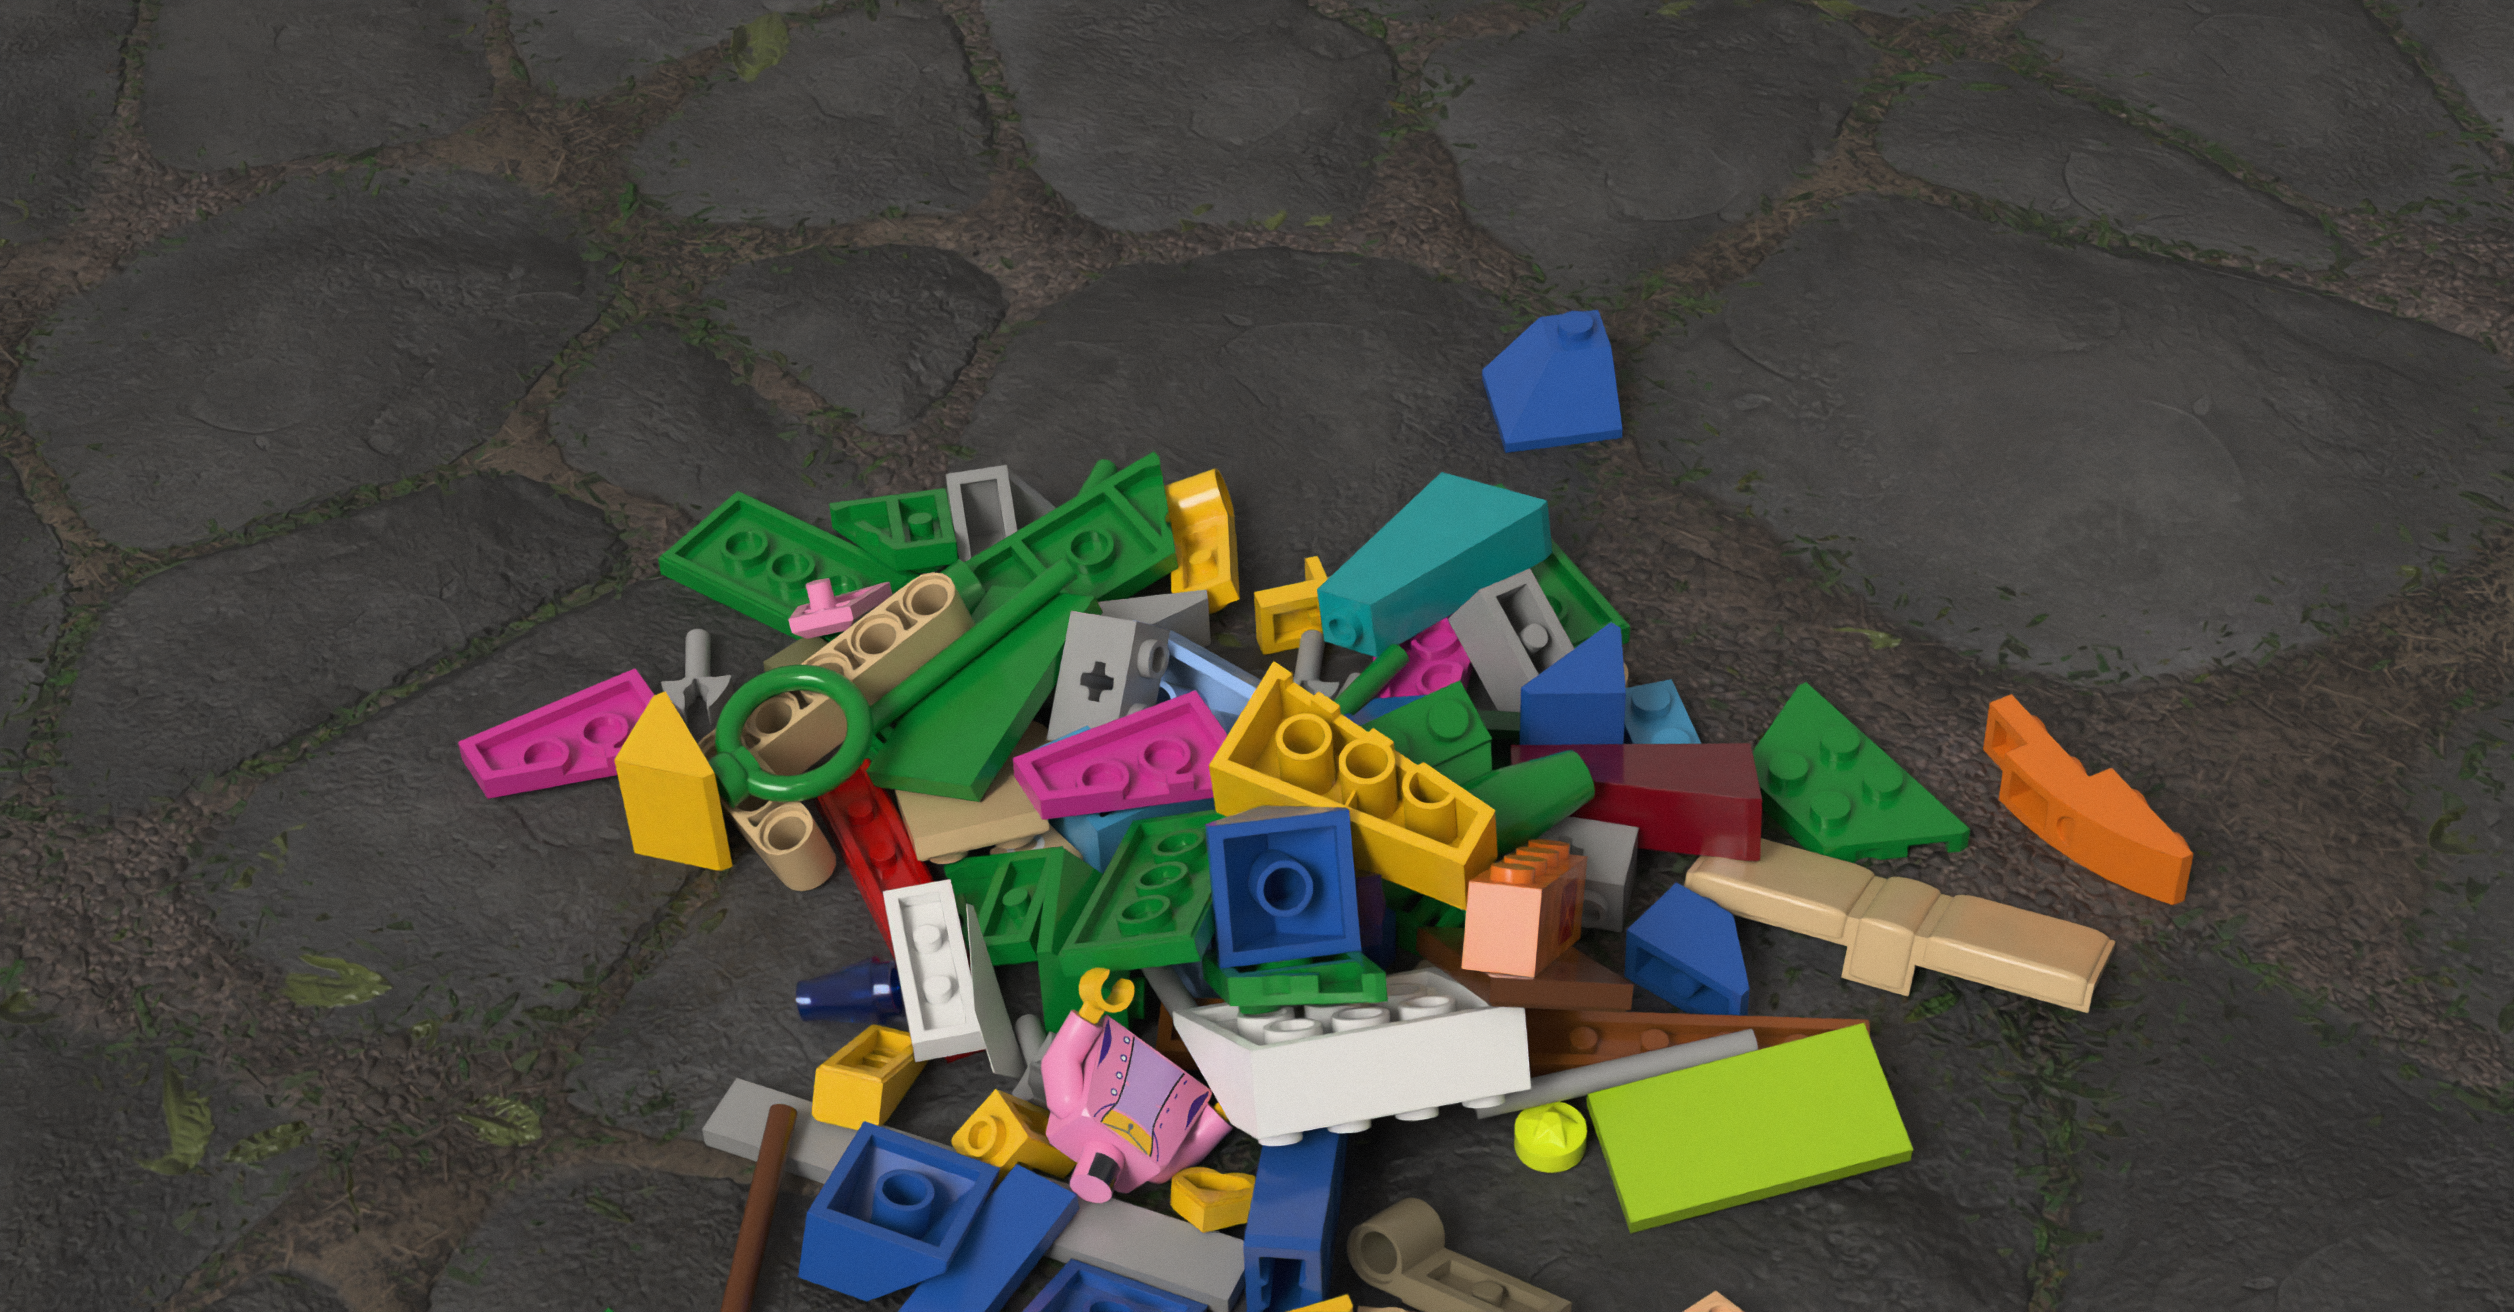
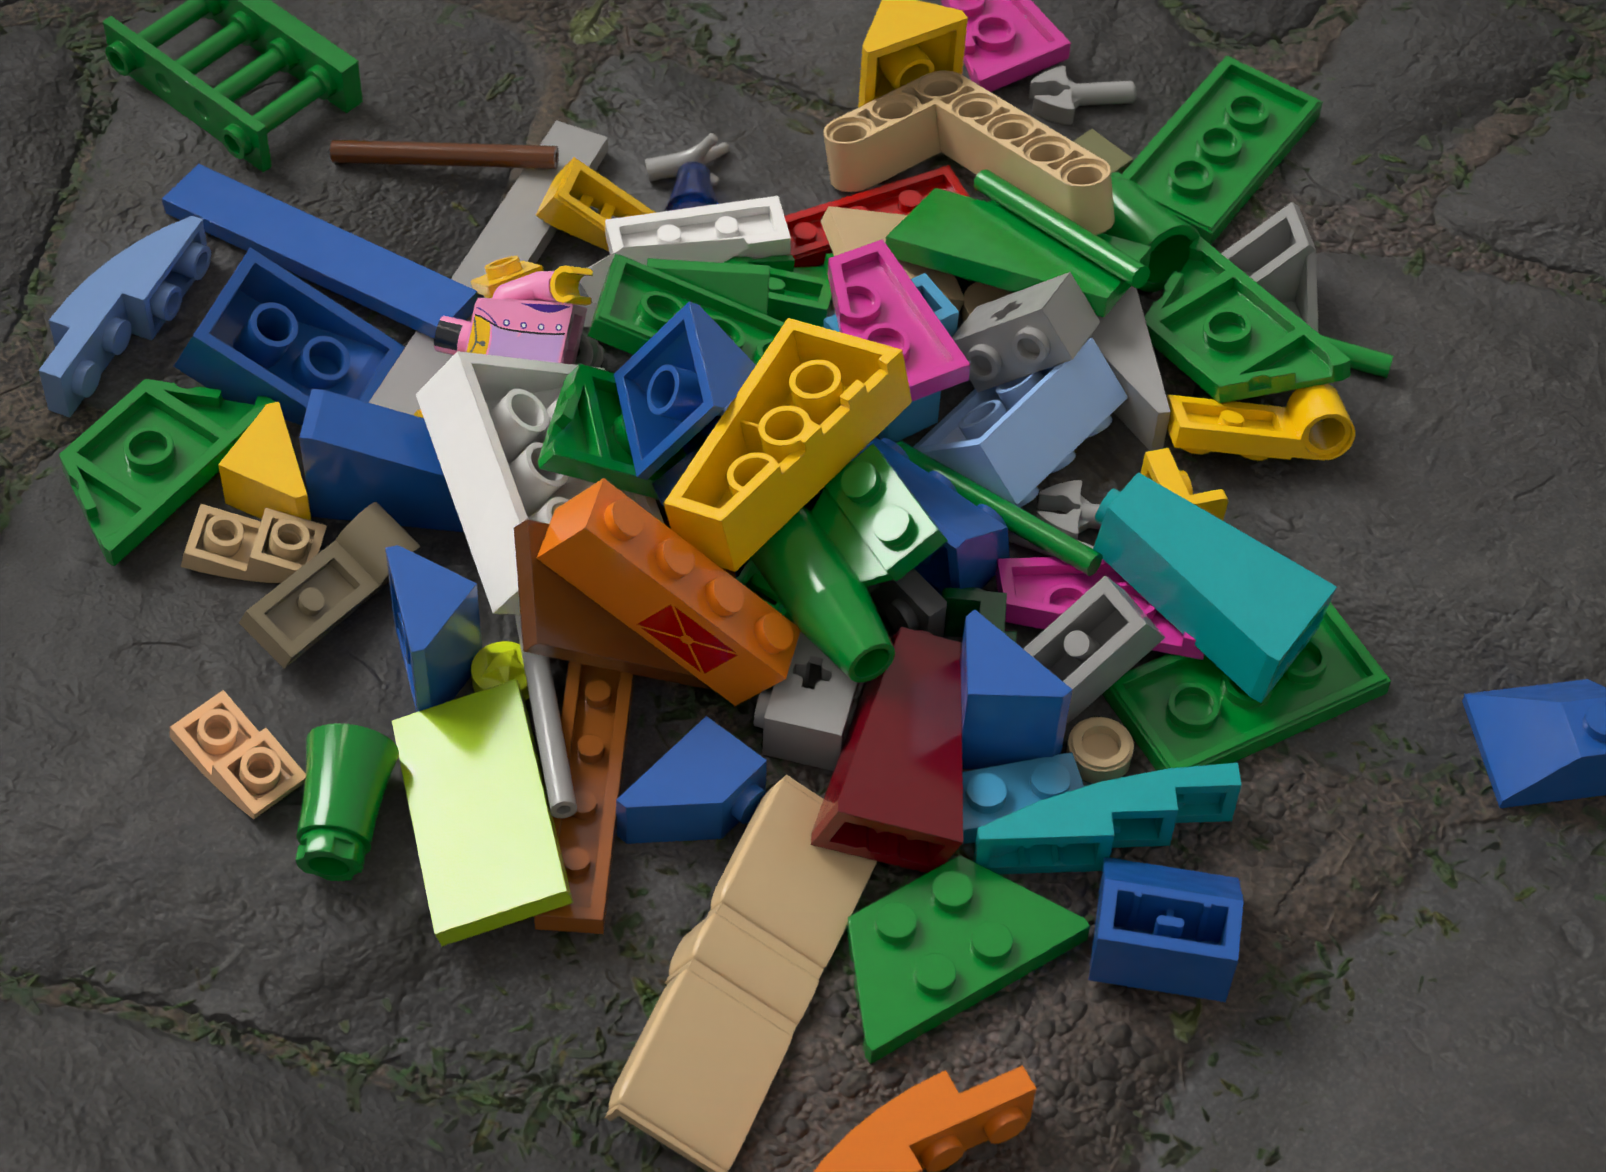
camera: 85 degrees right, 10 degrees up
(738, 771) = (899, 84): green piece -> none
(778, 1008) = (667, 165): none -> light grey bar
(832, 613) = (1140, 160): bright pink piece -> none
(891, 1214) = (437, 214): blue slope -> none
(900, 529) = (1243, 205): green wing -> none
(1545, 1165) = (434, 625): none -> blue slope
(1698, 668) = (1084, 824): none -> teal slope
(1755, 1246) = (342, 798): none -> green plant
(1802, 620) = (1166, 929): none -> blue slope

